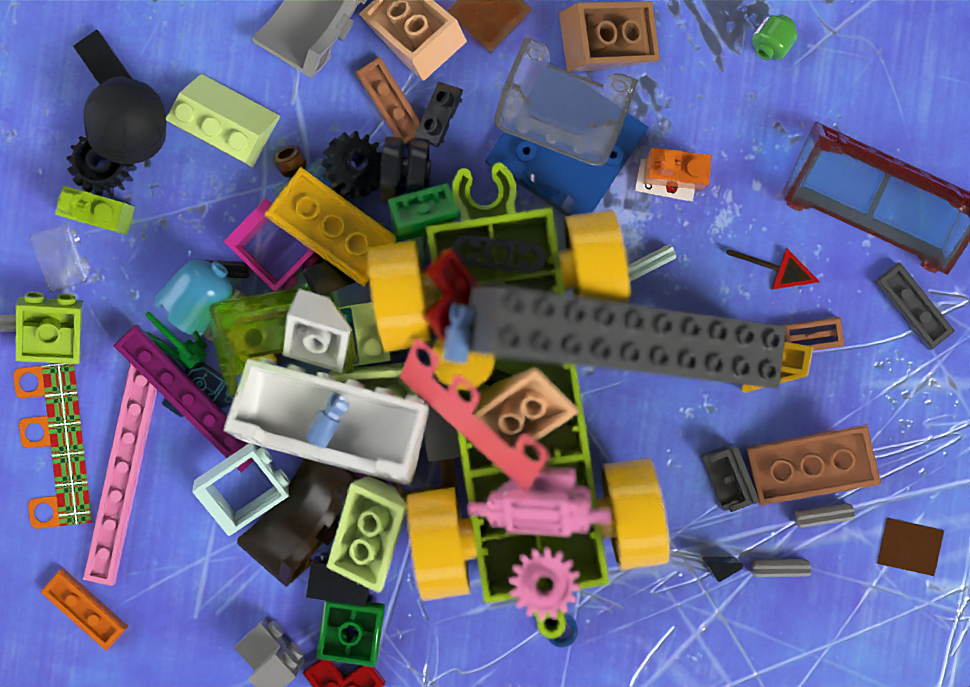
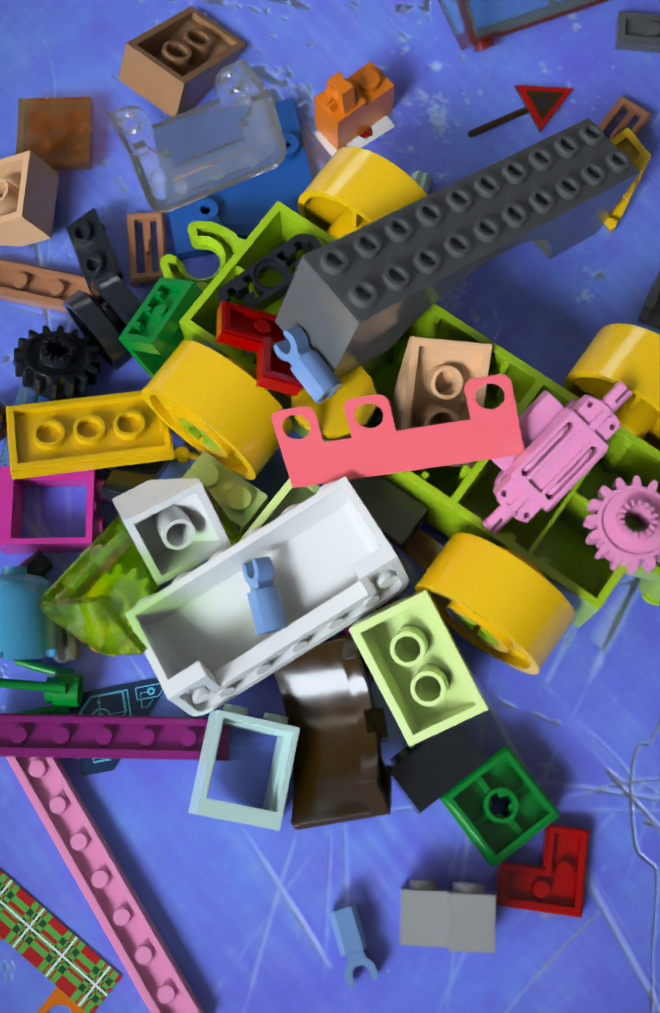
camera: 40 degrees left, 15 degrees down
(216, 618) = (351, 941): none -> medium blue bar
(457, 158) = (149, 276): none -> nougat tile

